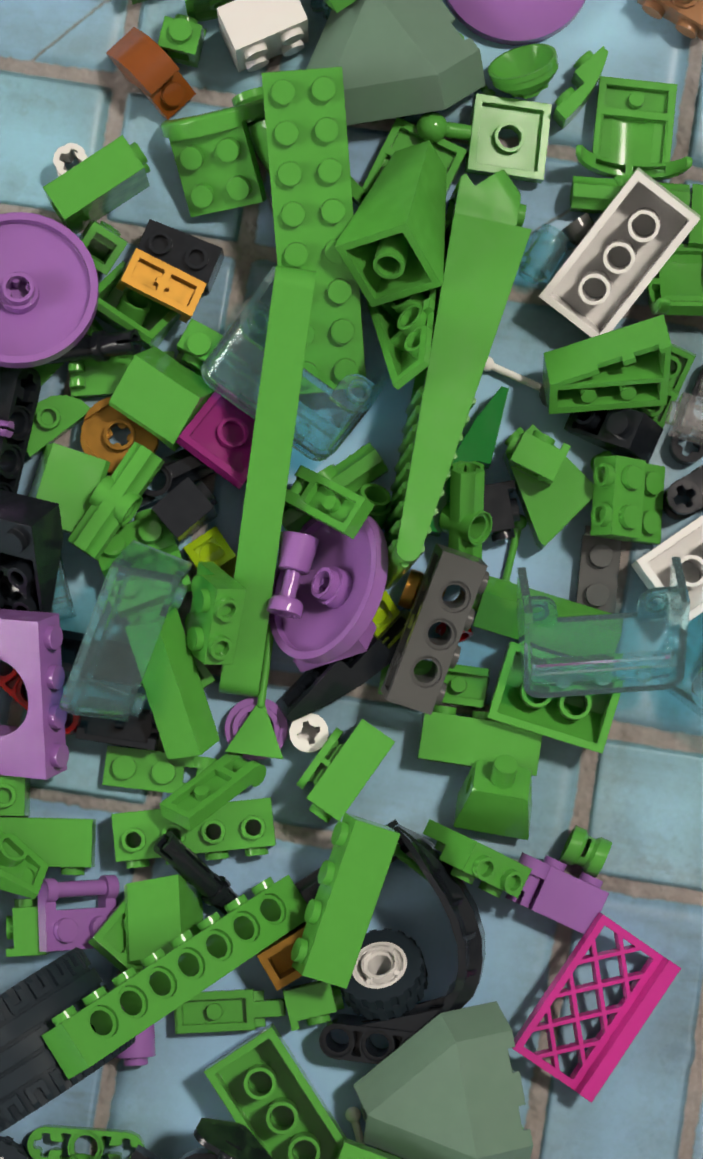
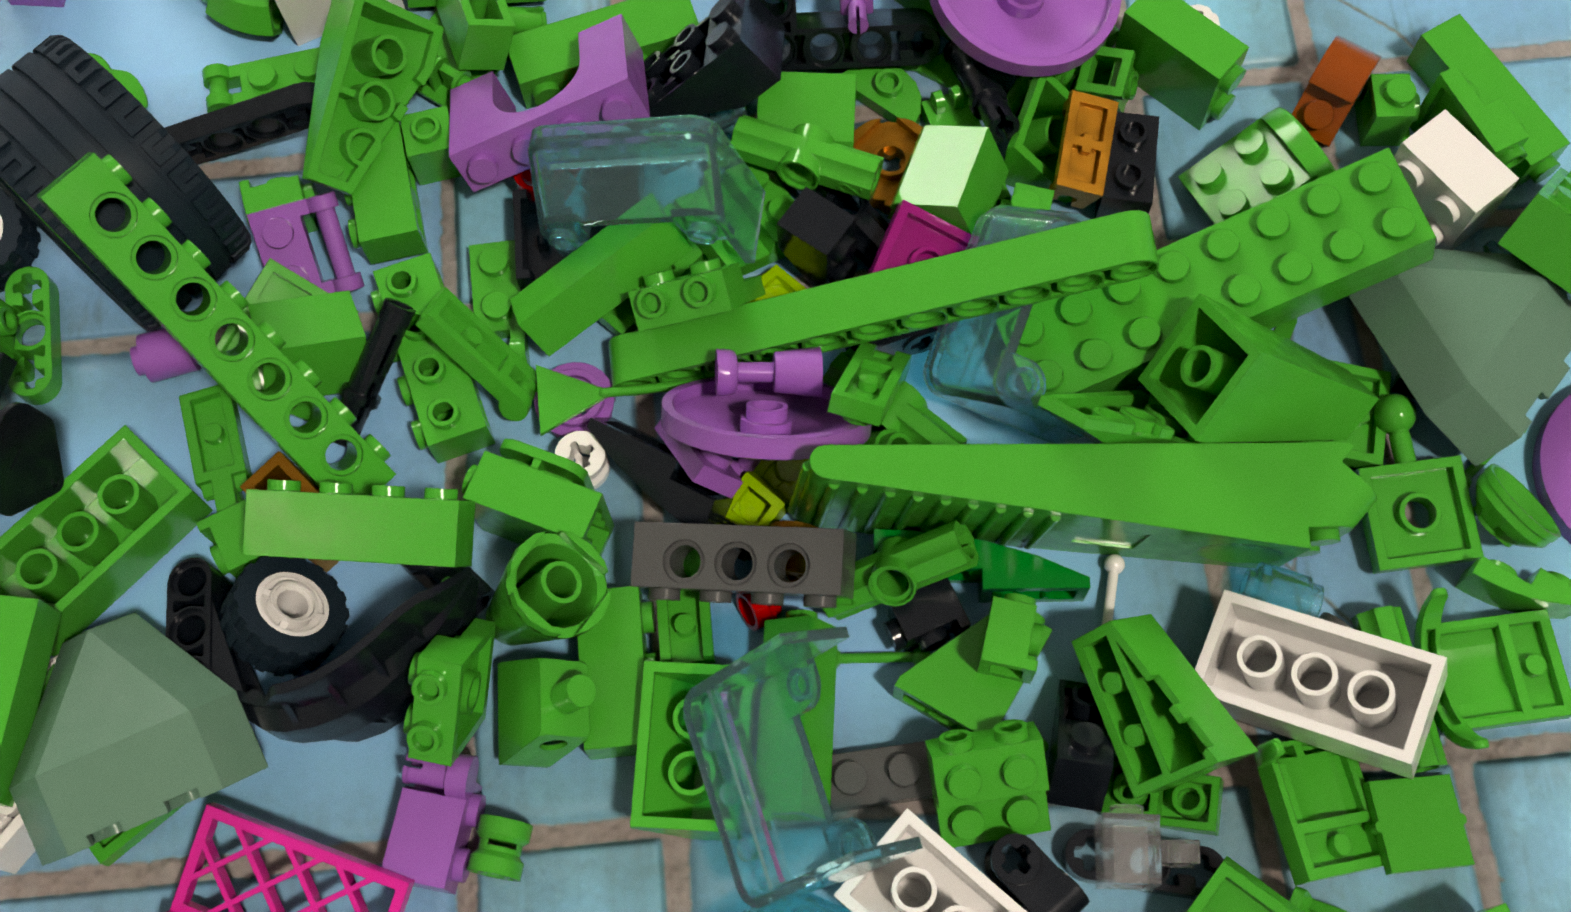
camera: 85 degrees right, 15 degrees down
(425, 774) = (549, 590): none -> bright green cone

